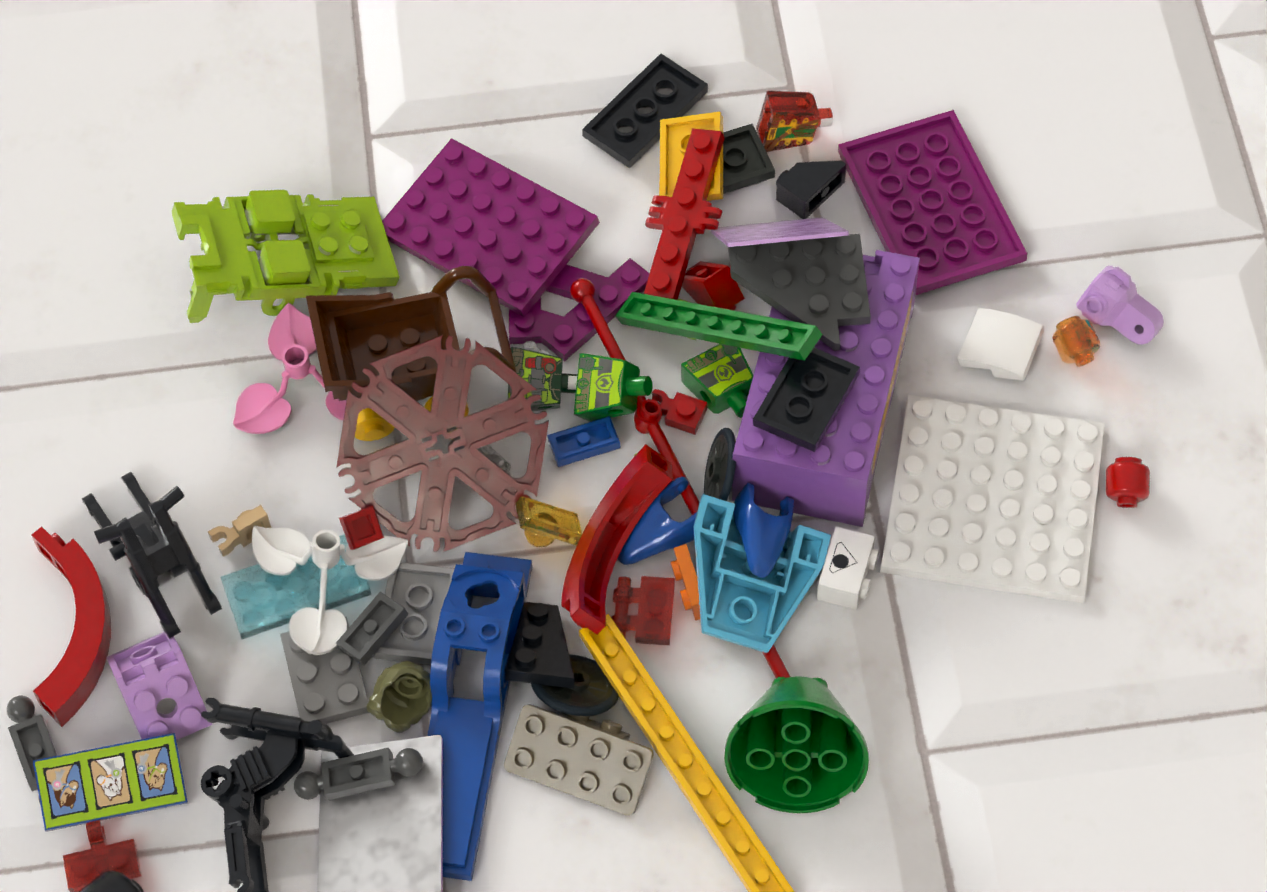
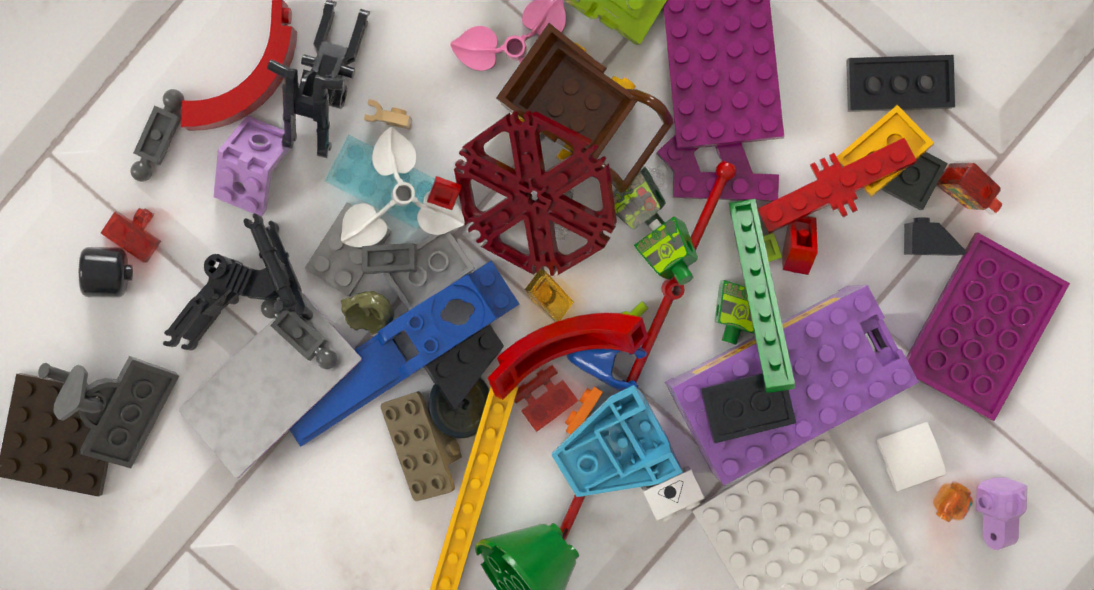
camera: 50 degrees right, 30 degrees up
(109, 782) = (172, 197): tile -> none
(583, 441) = (624, 263): blue plate -> none
(682, 411) = (697, 302): red plate -> none
(720, 465) = (667, 371): wheel -> none
(762, 532) = (645, 435): blue animal -> none
(778, 232) = (861, 276): lavender piece -> none
(808, 281) = (837, 331): dark grey wing -> none

